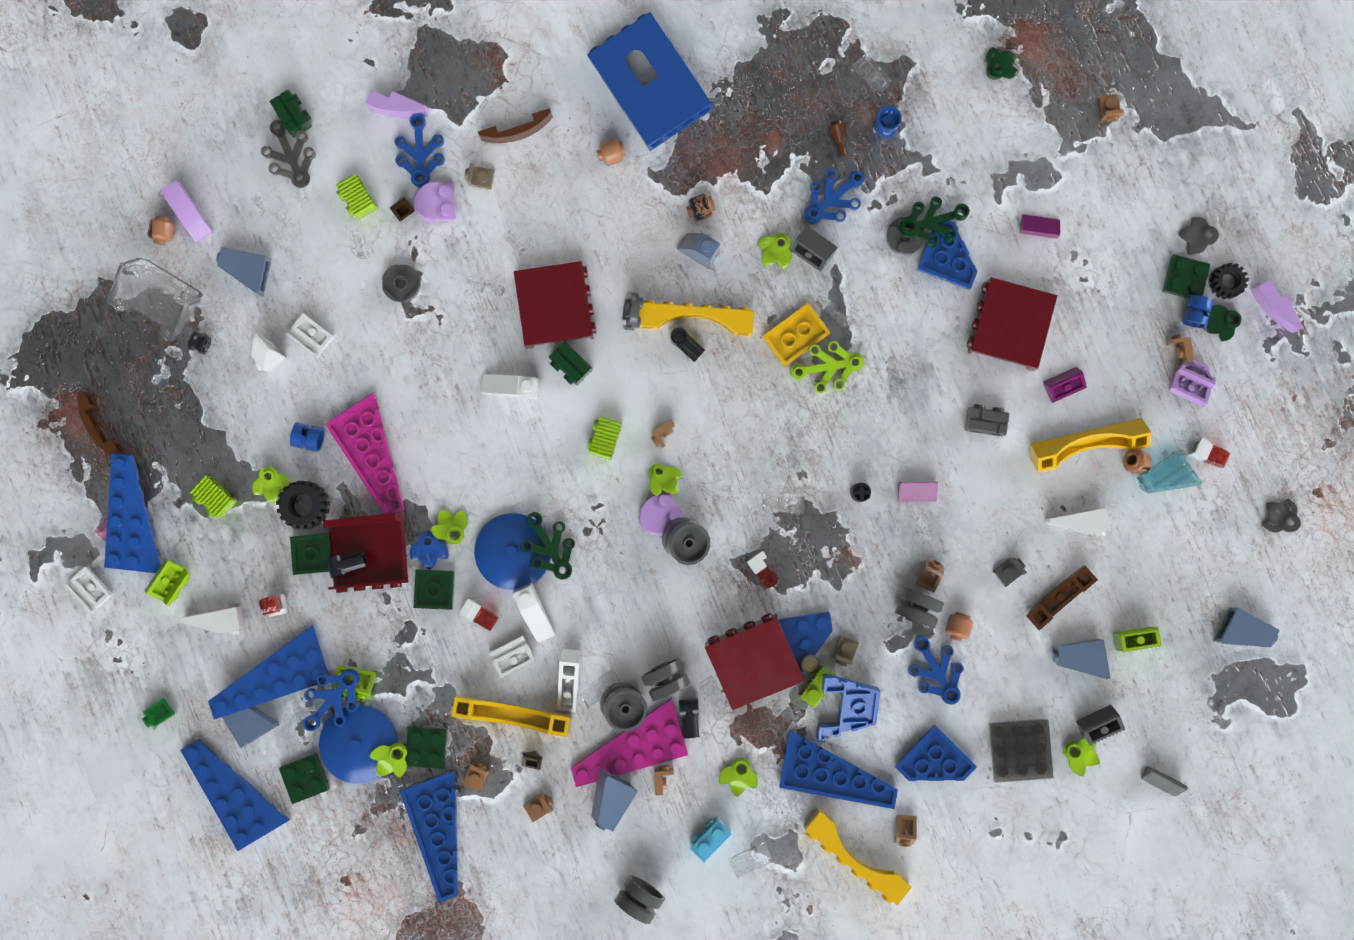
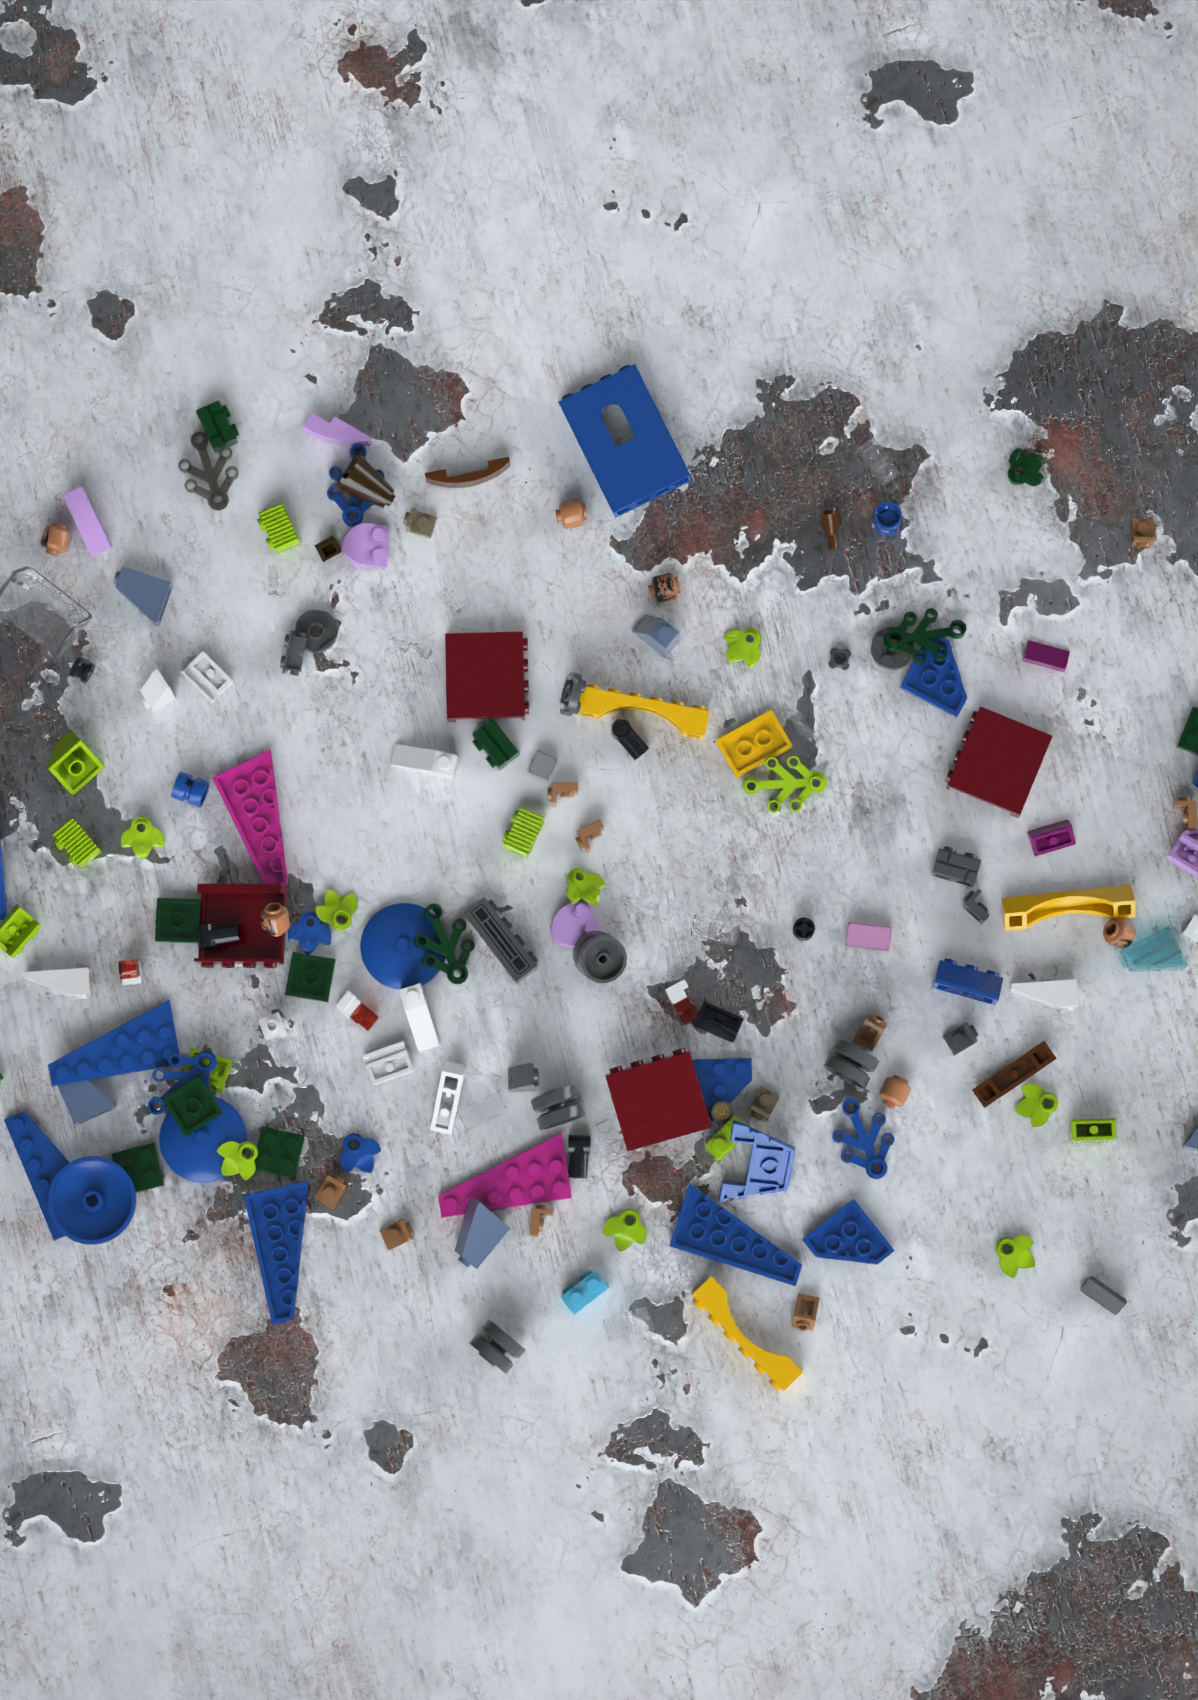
camera: 10 degrees right, 5 degrees down
(201, 426) = (73, 763): none -> lime slope
(264, 815) = (92, 1200): none -> blue dish
(287, 501) = (168, 847): black tyre -> none
(342, 720) = (193, 1106): none -> dark green plate
(380, 312) = (290, 660): none -> dark grey hinge
(393, 545) = (275, 919): none -> nougat head
(407, 638) = (274, 1026): none -> white bracket
(425, 146) = (365, 483): none -> dark brown cone
(498, 712) = (380, 1127): yellow arch -> none
(498, 742) = (360, 1156): none -> blue plate
(532, 760) = (395, 1181): dark brown slope -> none
(593, 532) = (500, 939): none -> dark grey brick
(614, 376) = (543, 765): none -> slope
(623, 707) = (518, 1127): dark grey wheel -> none
(632, 657) = (523, 1078): none -> dark grey slope
(635, 395) = (566, 789): none -> medium nougat bracket
(796, 583) = (718, 1022): none -> black slope
(816, 249) = (785, 649): dark grey brick -> none
(832, 199) = (813, 596): blue plant -> none
(861, 245) = (834, 662): none -> dark grey plate
(1008, 456) = (975, 909): none -> dark grey bracket
(1011, 521) = (968, 981): none -> blue slope
(1021, 750) = (947, 1239): clear smoke plate -> none
(1080, 622) = (1033, 1105): none -> lime plate
(1084, 657) = (1029, 1144): sand blue slope -> none
(1100, 725) = (1038, 1220): dark grey brick -> none

